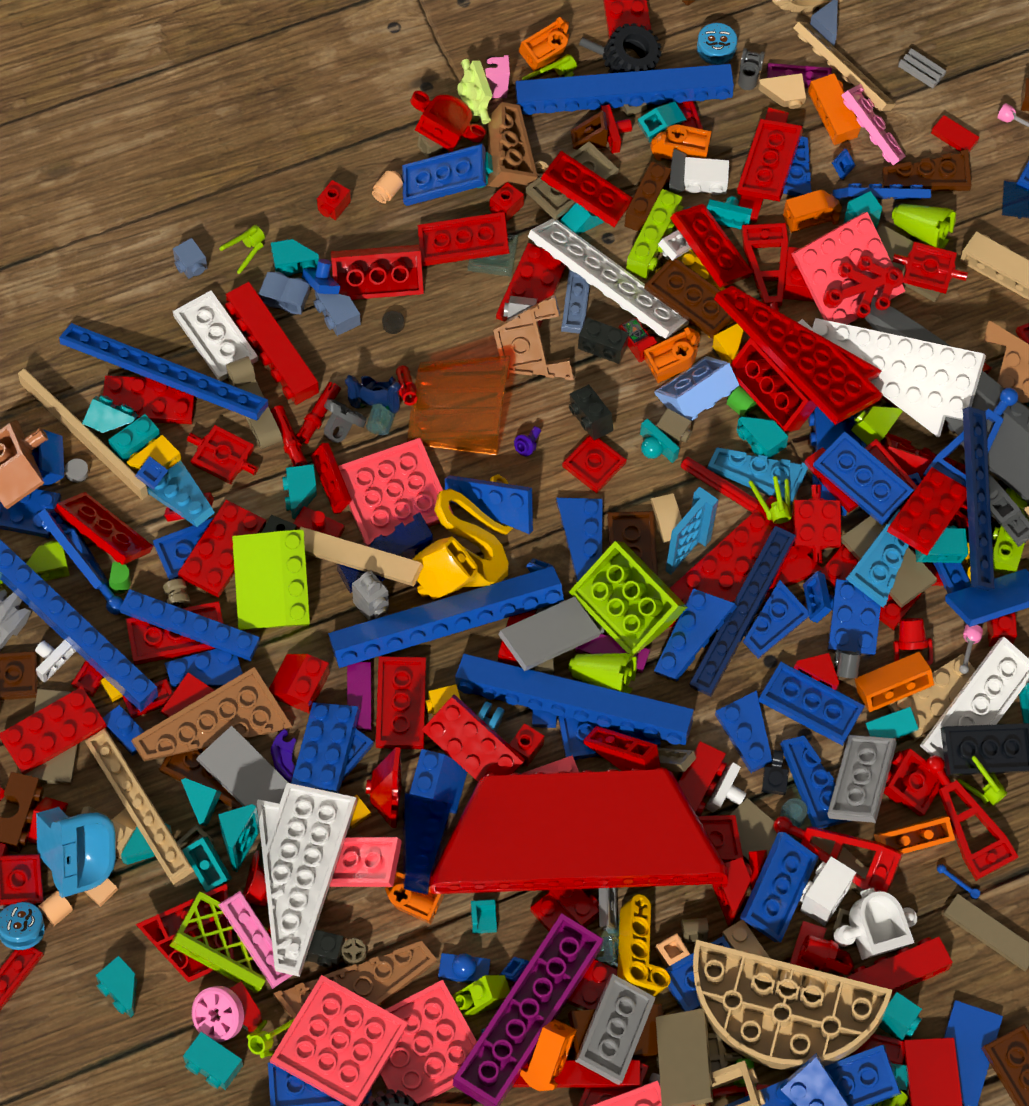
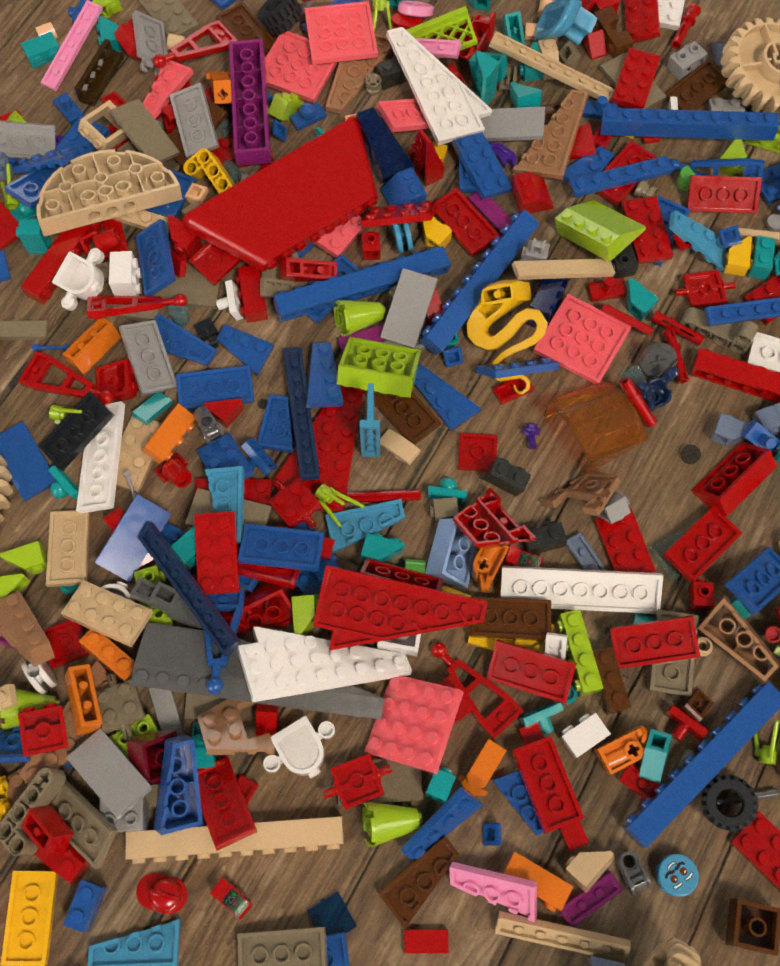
camera: 145 degrees right, 5 degrees up
(127, 900) = (513, 27): none -> teal slope
(648, 372) = (489, 524): none -> red wedge
(676, 182) = (607, 717): dark grey slope -> none
(866, 285) = (389, 715): red plant -> none
(959, 324) = (300, 748): none -> white piece

